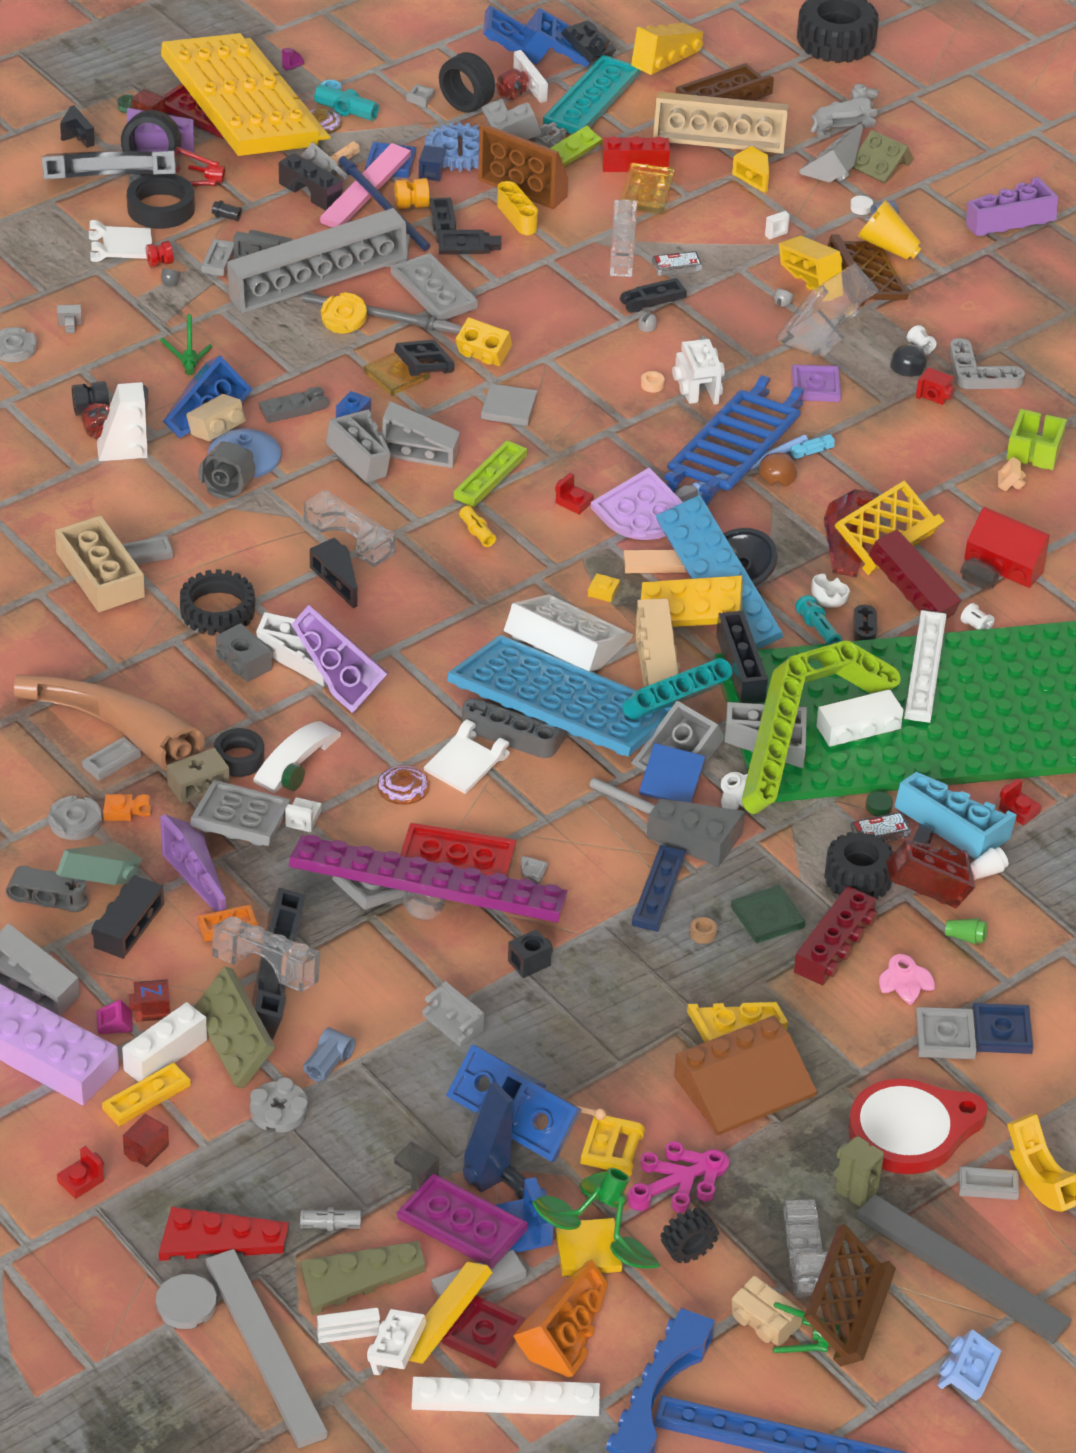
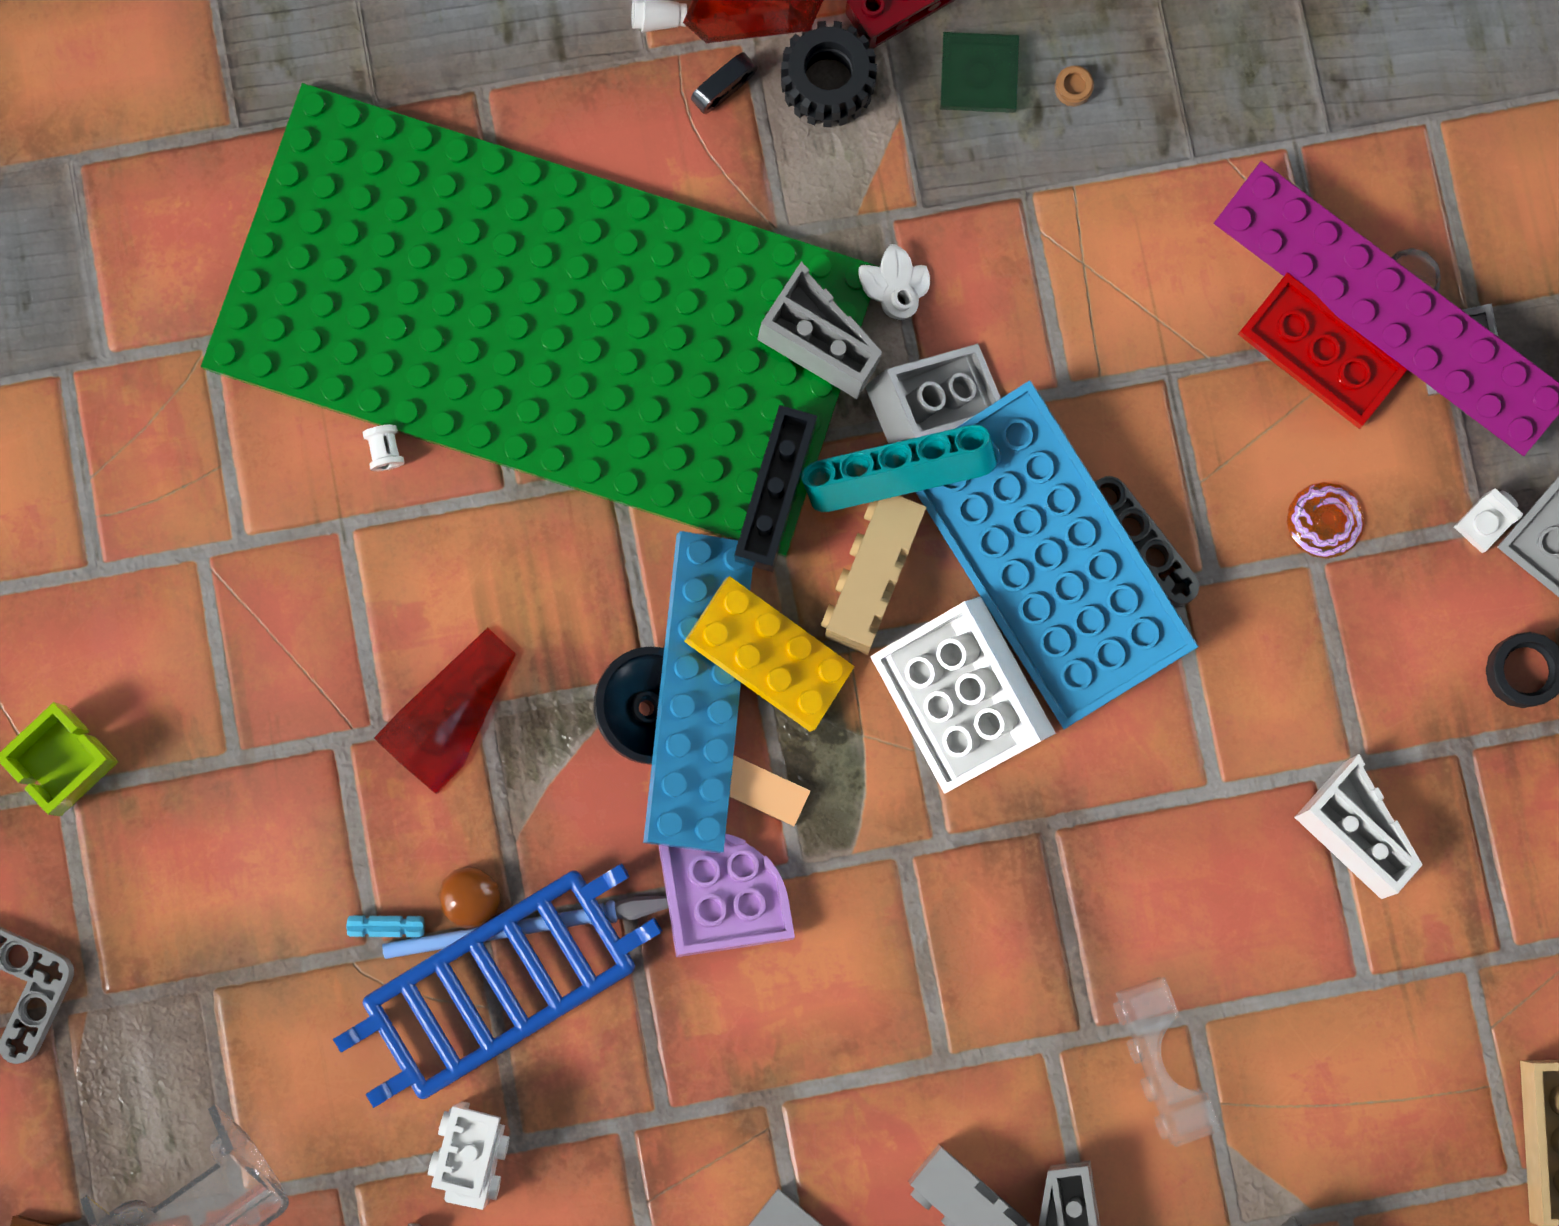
camera: 150 degrees left, 40 degrees up
(149, 550) = (1477, 1162): light grey tile -> none
(217, 583) = (1475, 989): black tyre -> none
(243, 652) = (1458, 880): dark grey brick -> none
(292, 776) = (1475, 588): dark green tile -> none
(294, 750) = (1443, 637): white slope -> none
(333, 565) = (1226, 980): black slope -> none
(342, 663) = (1322, 735): medium lavender wedge -> none
(454, 1014) = (1456, 87): light grey hinge -> none
(463, 761) = (1227, 519): white flag -> none
(477, 526) = (977, 979): yellow pin -> none
(490, 473) = (898, 1089): lime plate -> none
(530, 953) = (1328, 125): black brick -> none
(533, 869) = (1234, 284): light grey tile -> none
(571, 496) = (801, 983): red bracket -> none
(603, 587) = (860, 769): yellow plate -> none
(621, 795) = (1048, 353): light grey bar -> none
(652, 381) = (535, 1197): light nougat tile -> none
(659, 888) = (1090, 181): dark blue tile -> none
(672, 774) = (975, 347): blue tile -> none
(697, 828) = (997, 237): dark grey wedge -> none
(783, 703) = (790, 332): lime beam -> none
(815, 617) = (618, 487): teal pin -> none
(818, 382) = (289, 1073): medium lavender tile -> none
(829, 593) = (555, 594): white hair -> none
(859, 717) = (677, 311): white brick -> none
(861, 624) = (533, 514): black beam -> none
(879, 803) = (726, 186): dark green tile -> none
(887, 826) = (751, 143): tile -> none
(908, 360) = (117, 1053): black hair -> none
(913, 575) = (431, 547): dark red brick -> none
(915, 534) = (392, 646): yellow fence -> none
(918, 336) = (69, 1087): white bush -> none
(925, 666) = (519, 380): white tile -> none
(935, 386) = (120, 963): red brick -> none
(954, 815) = (649, 87): medium azure wedge -> none
(979, 573) = (321, 534): clear smoke brick -> none
(1009, 546) = (261, 547): red slope -> none
(1011, 475) = (141, 715): light nougat tile -> none
(1017, 802) = (548, 97): red bracket -> none

